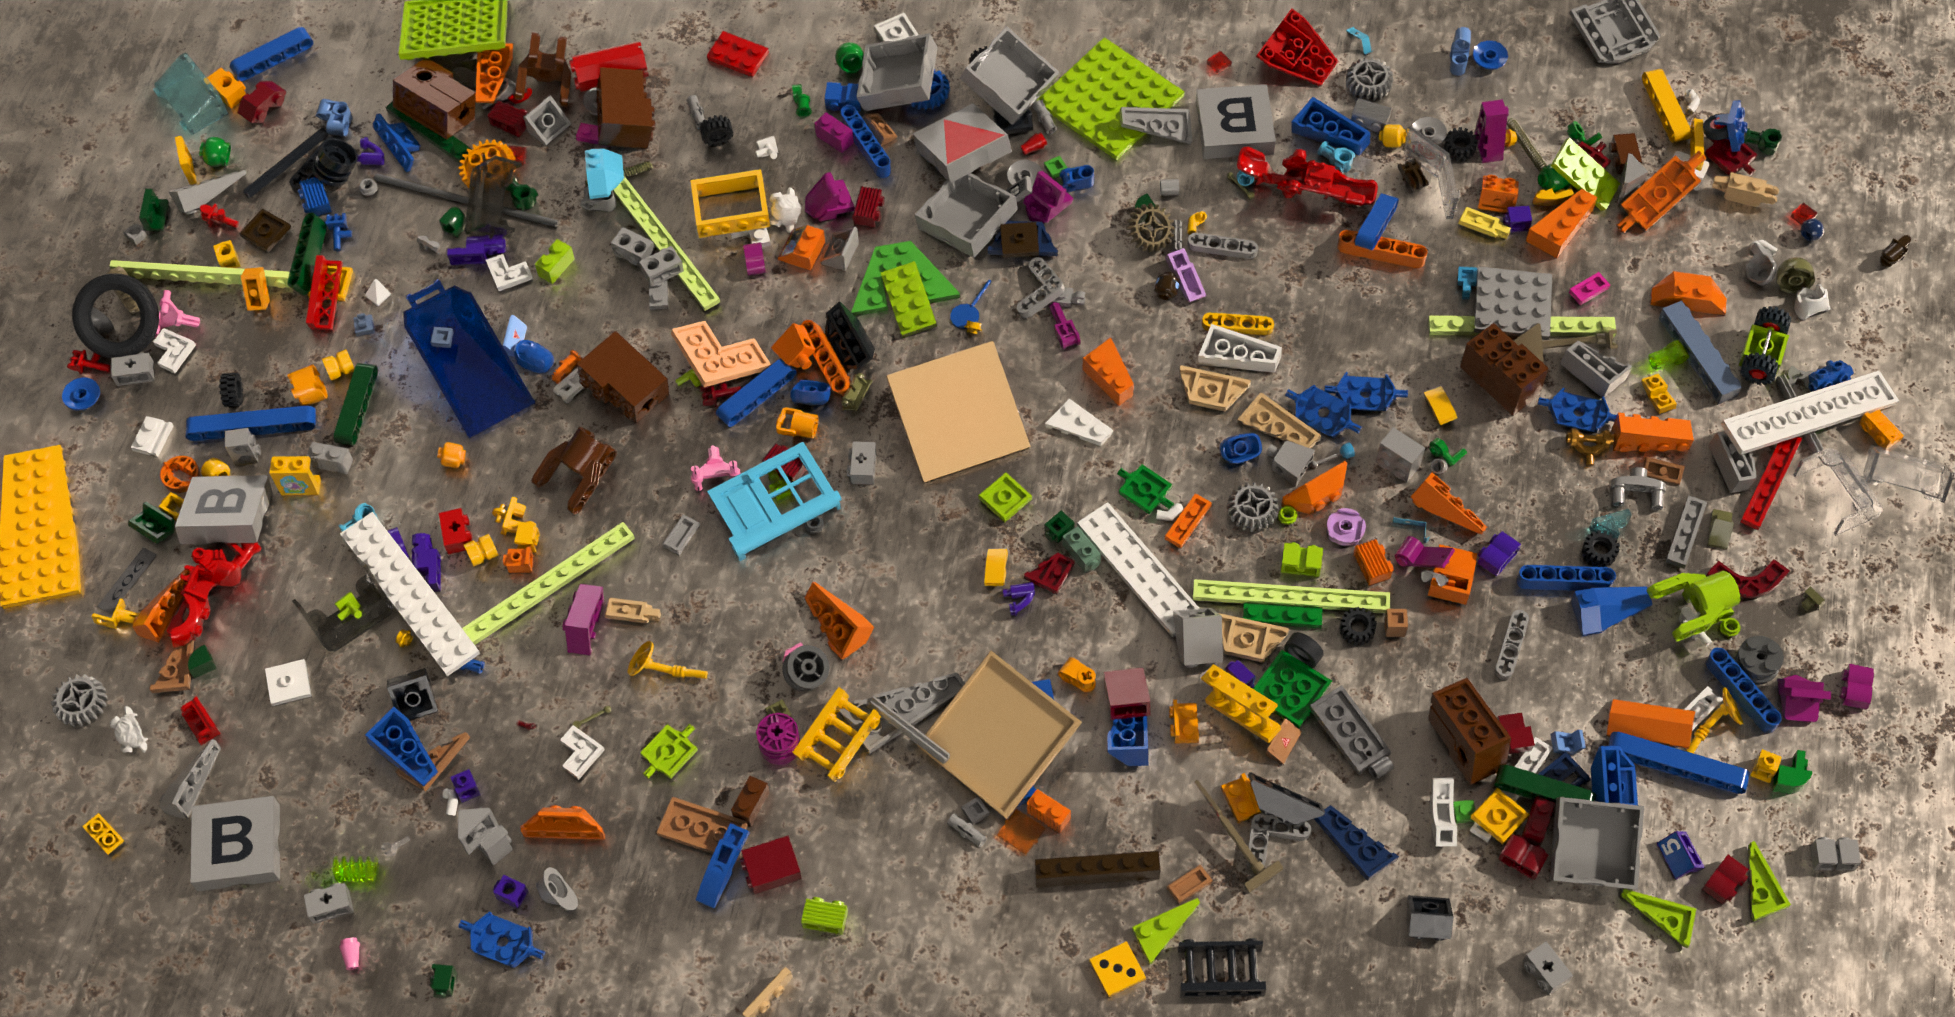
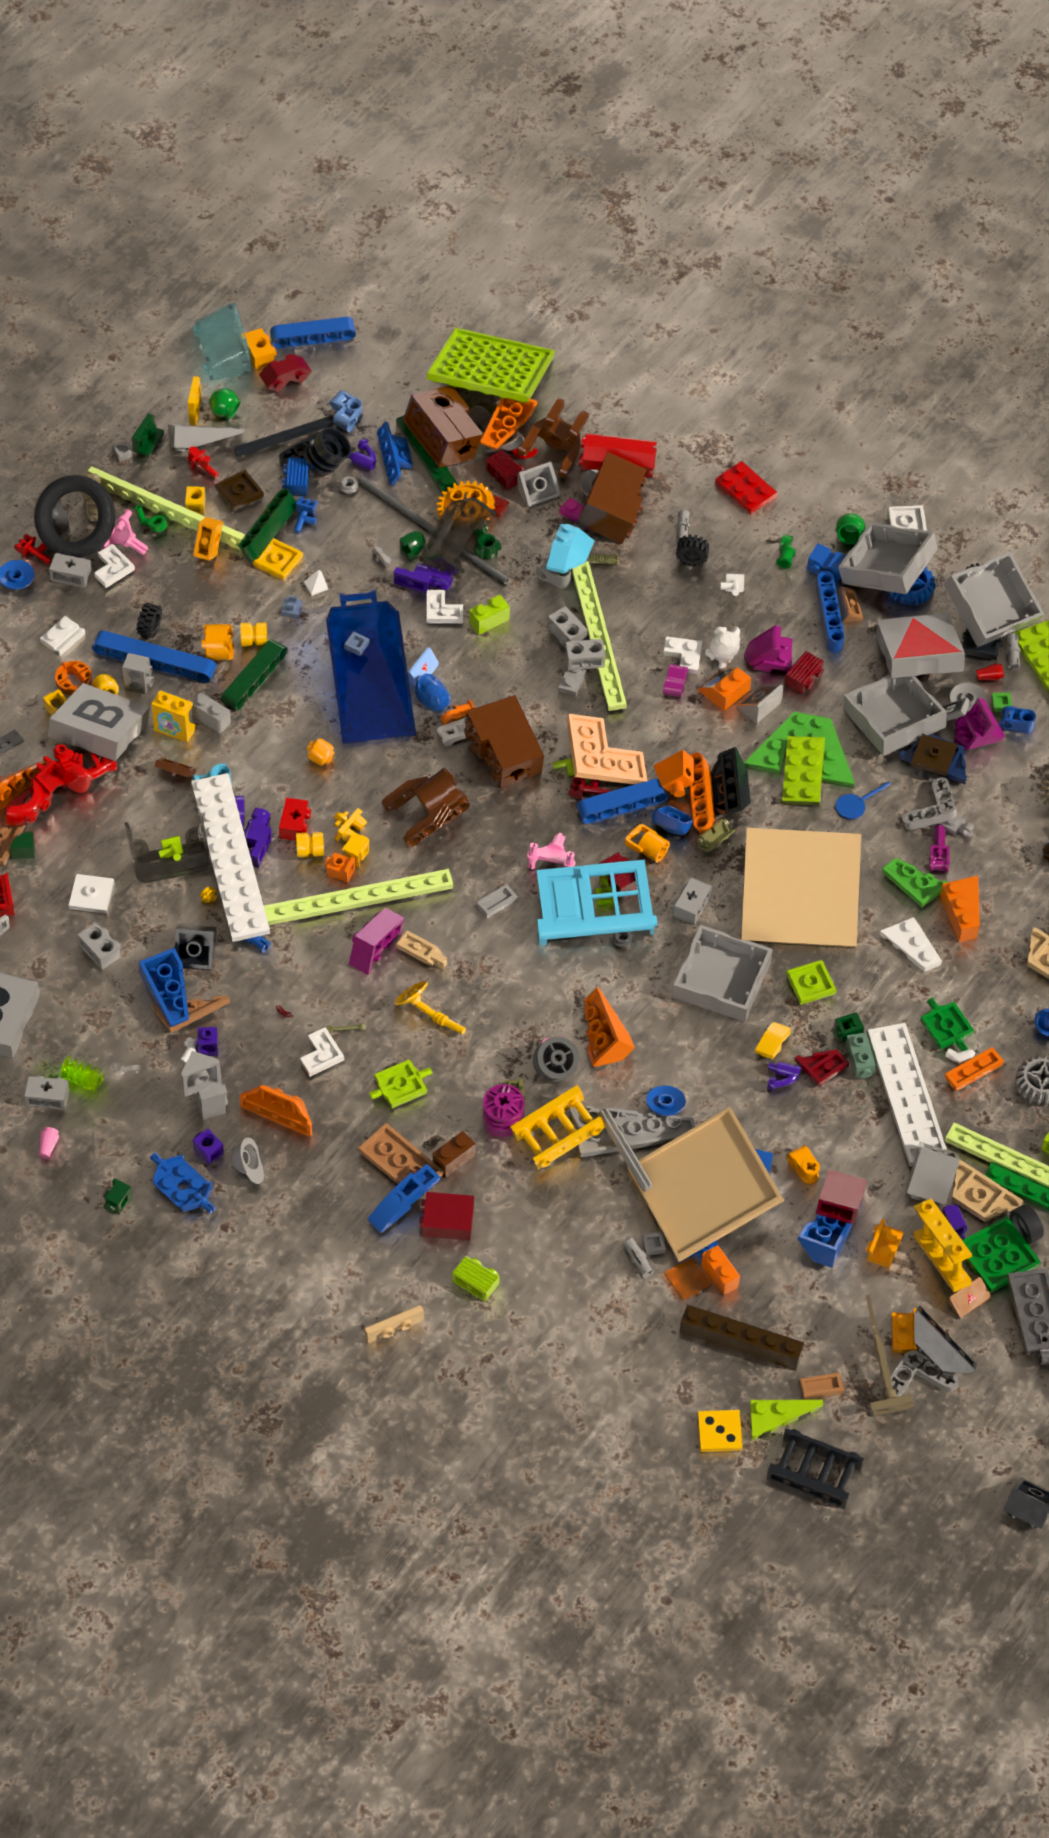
camera: 20 degrees right, 5 degrees down
(152, 523) = (31, 711): dark green bracket -> none
(198, 291) = (156, 523): none -> green plate
(316, 735) = (96, 947): none -> light grey brick
(317, 293) = (261, 563): red fence -> none
(318, 525) = (175, 768): none -> reddish brown plate
(726, 184) = (680, 603): yellow window -> none
(834, 132) = (803, 592): magenta brick -> none
(921, 521) = (722, 973): none -> light grey tile
(923, 660) = (666, 1100): none -> blue dish
(973, 327) = (853, 818): yellow plate -> none
(1055, 366) = (914, 883): none -> bright green wing
(1361, 850) = (994, 1416): dark blue wing -> none

